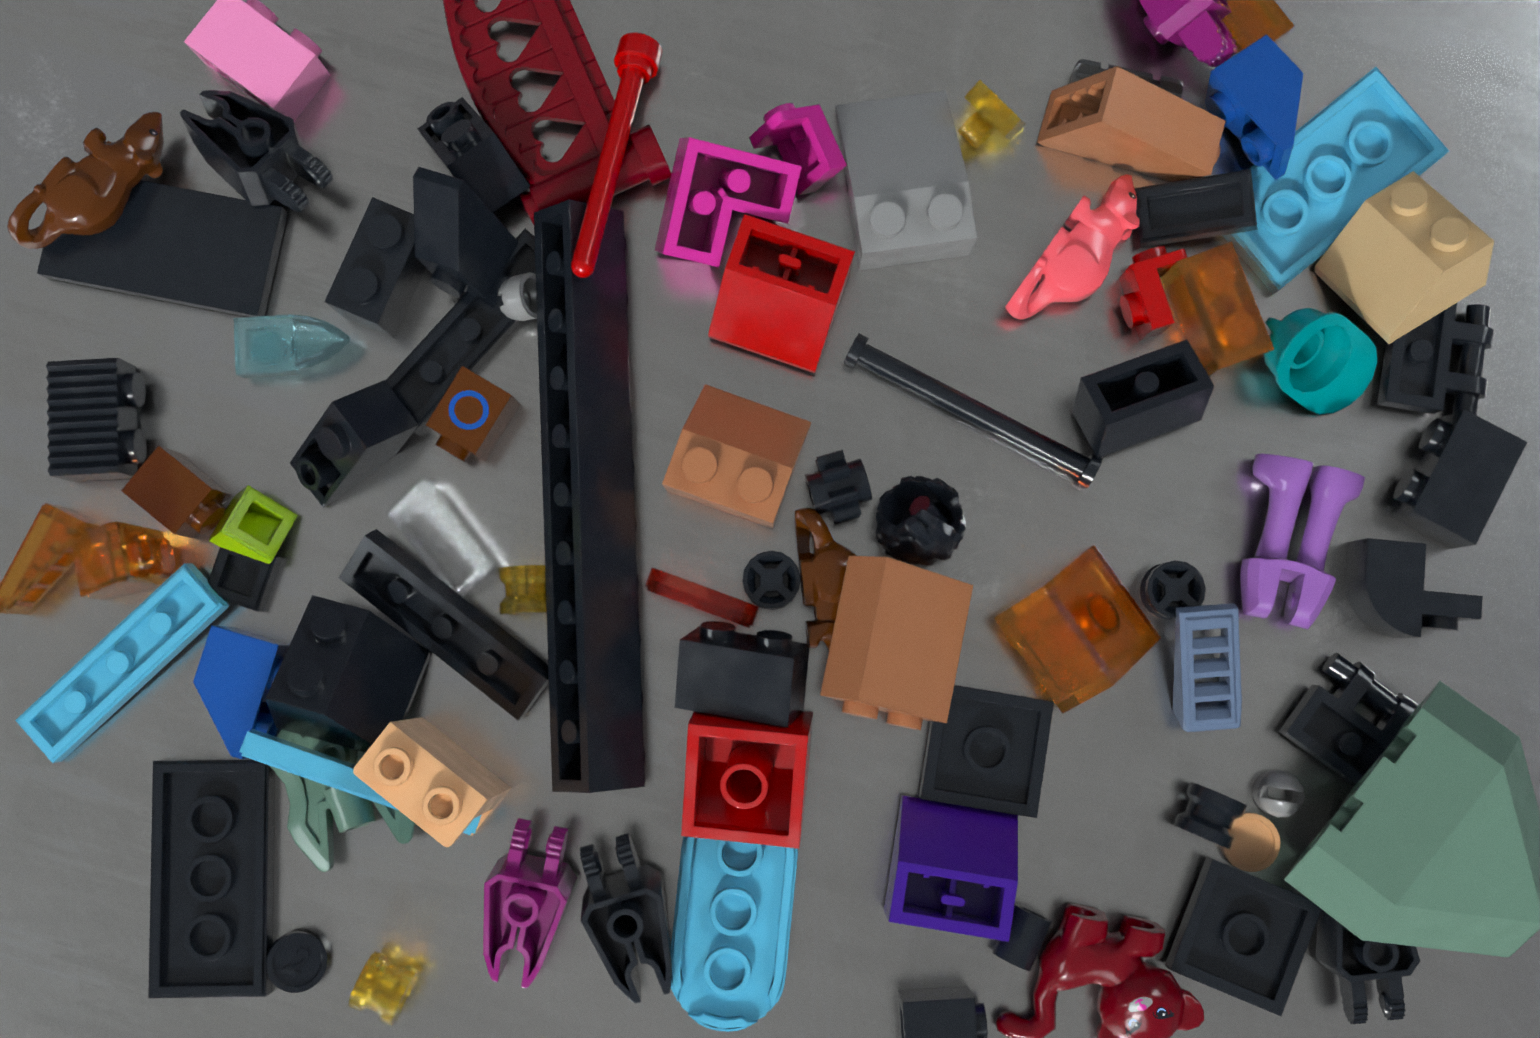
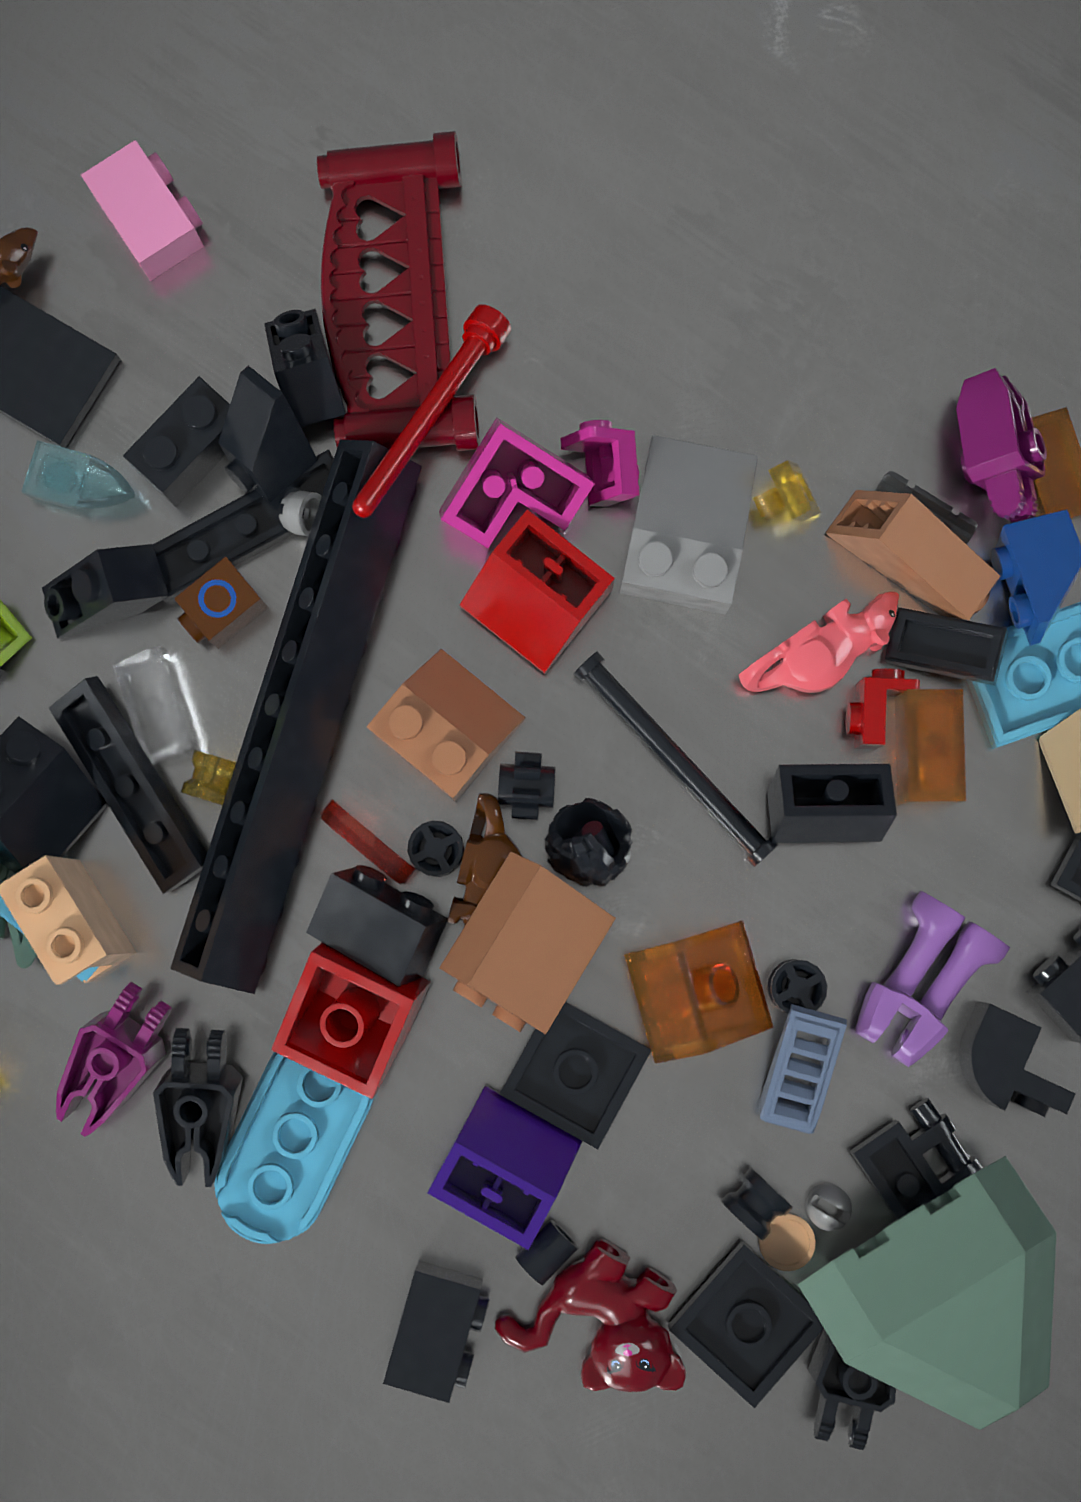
camera: 20 degrees right, 0 degrees up
(254, 149) = (110, 294): black hinge -> none
(1320, 359) = (1009, 825): teal piece -> none

